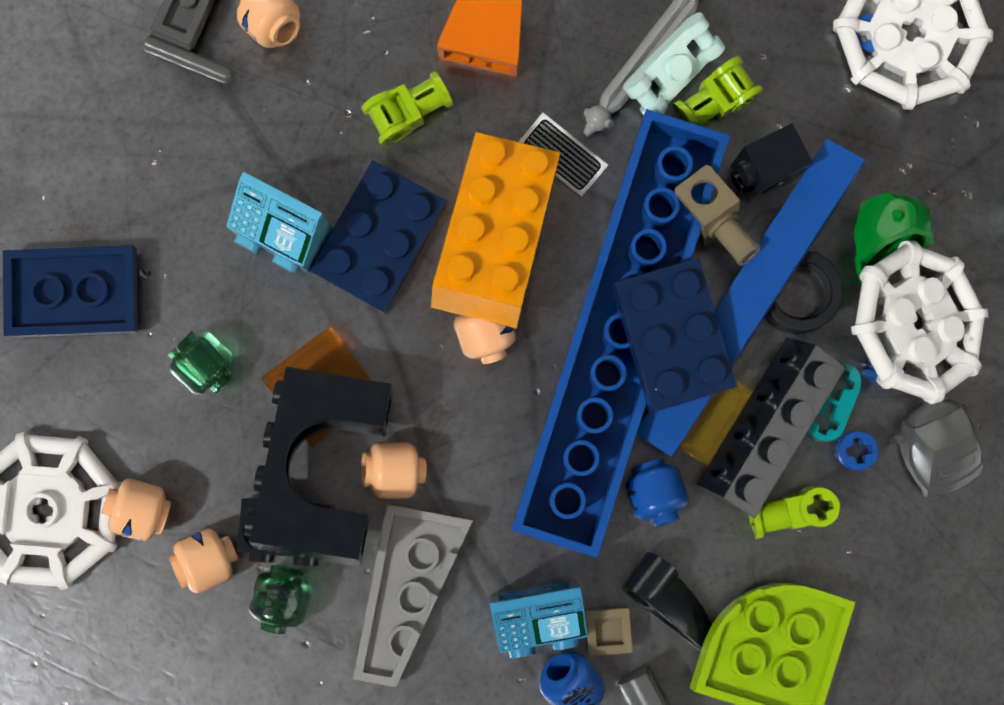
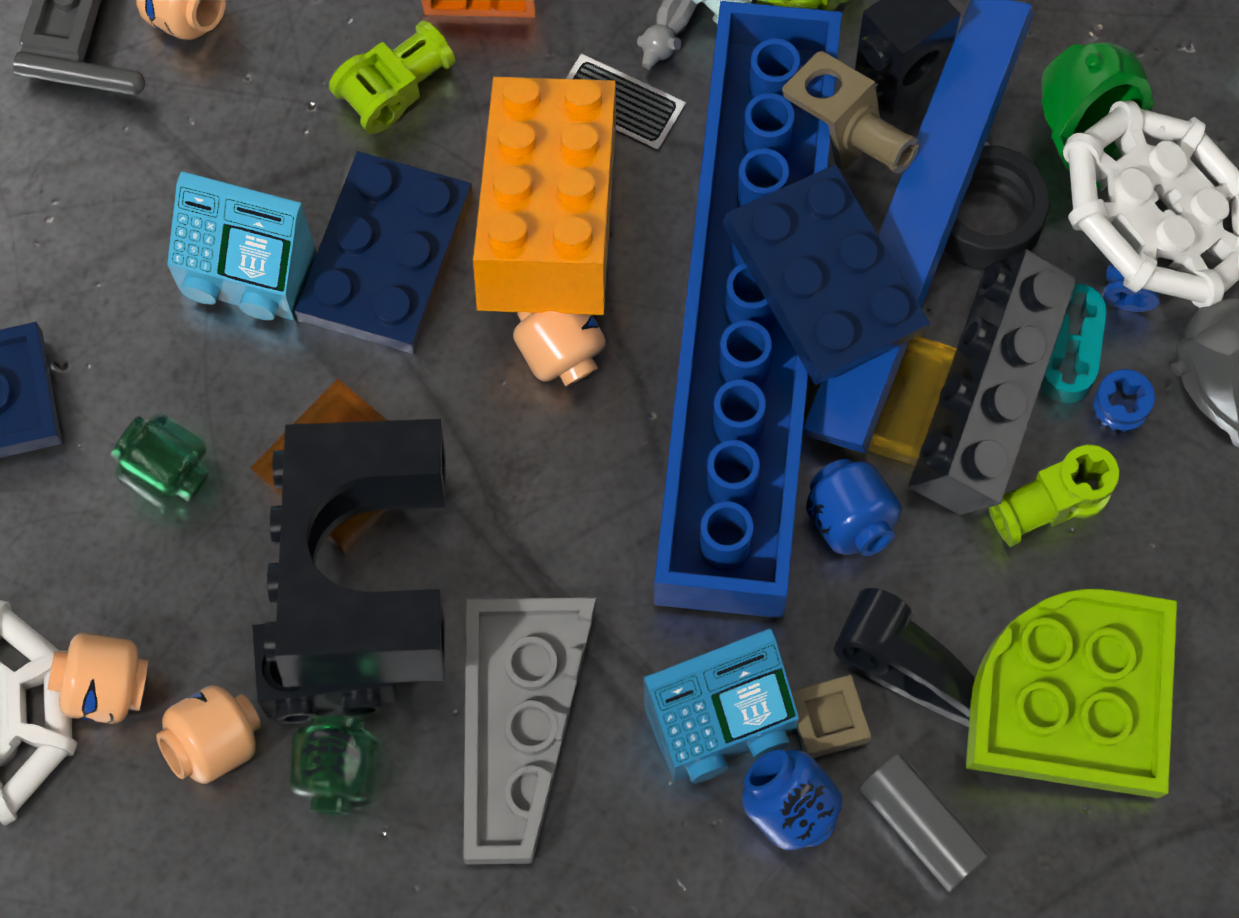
camera: 10 degrees left, 15 degrees down
(392, 470) = (465, 552): light nougat head -> none

